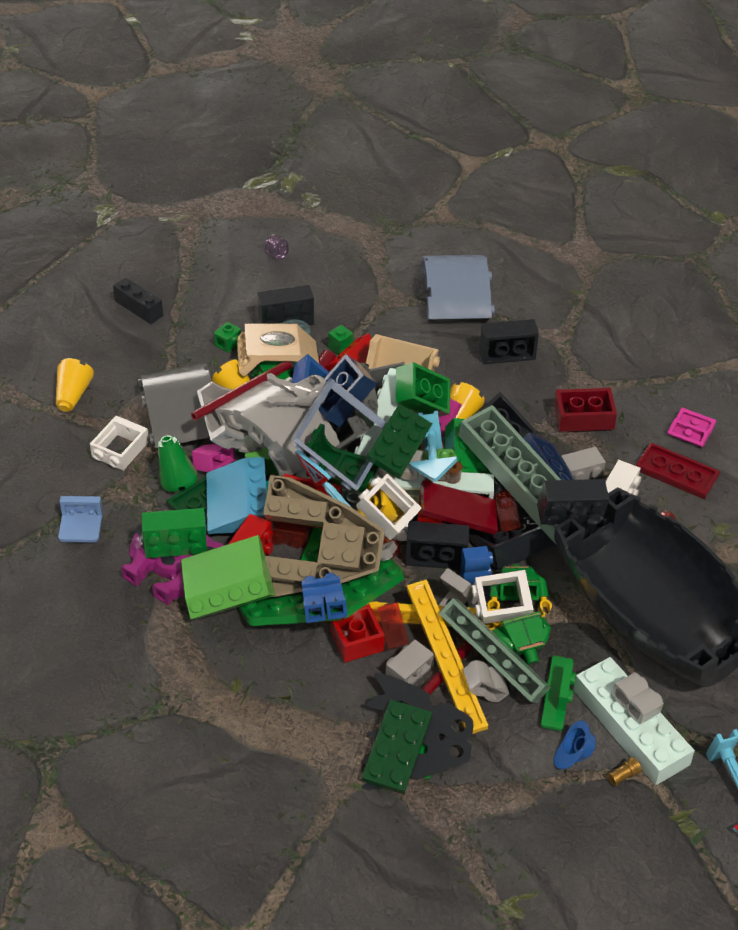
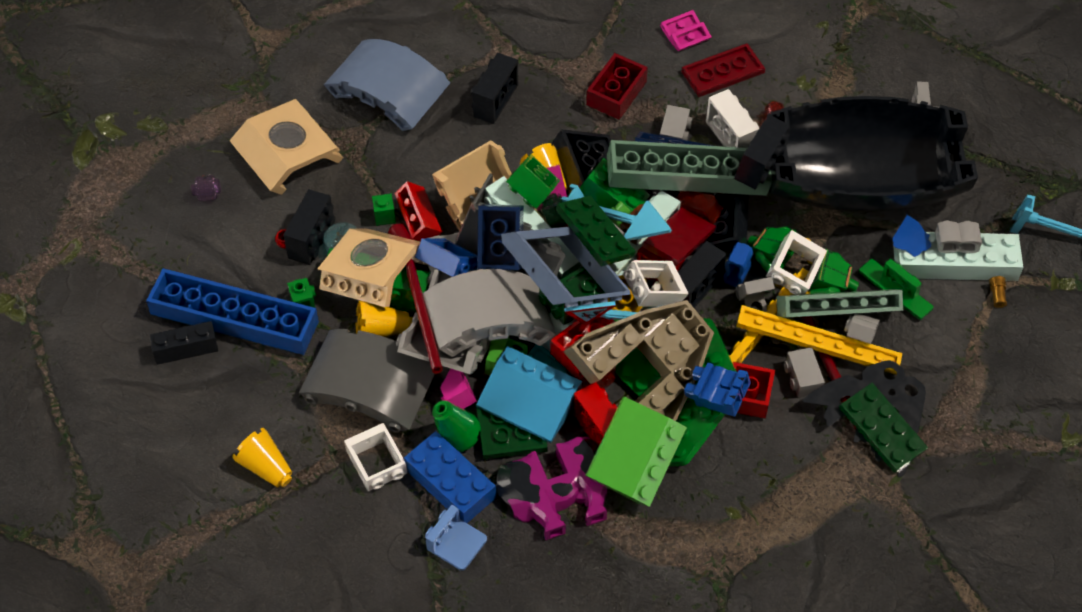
camera: 55 degrees left, 10 degrees up
(130, 491) = (450, 477): none -> blue brick
(174, 533) = (555, 464): green brick -> none
(182, 310) = (233, 311): none -> blue brick
(305, 390) = (487, 260): light grey hair -> none
(351, 260) = (282, 143): none -> tan panel
(392, 624) = (762, 354): clear red brick -> none
(576, 746) = (959, 308): blue piece -> none
(610, 667) = (911, 237): none -> blue sticker

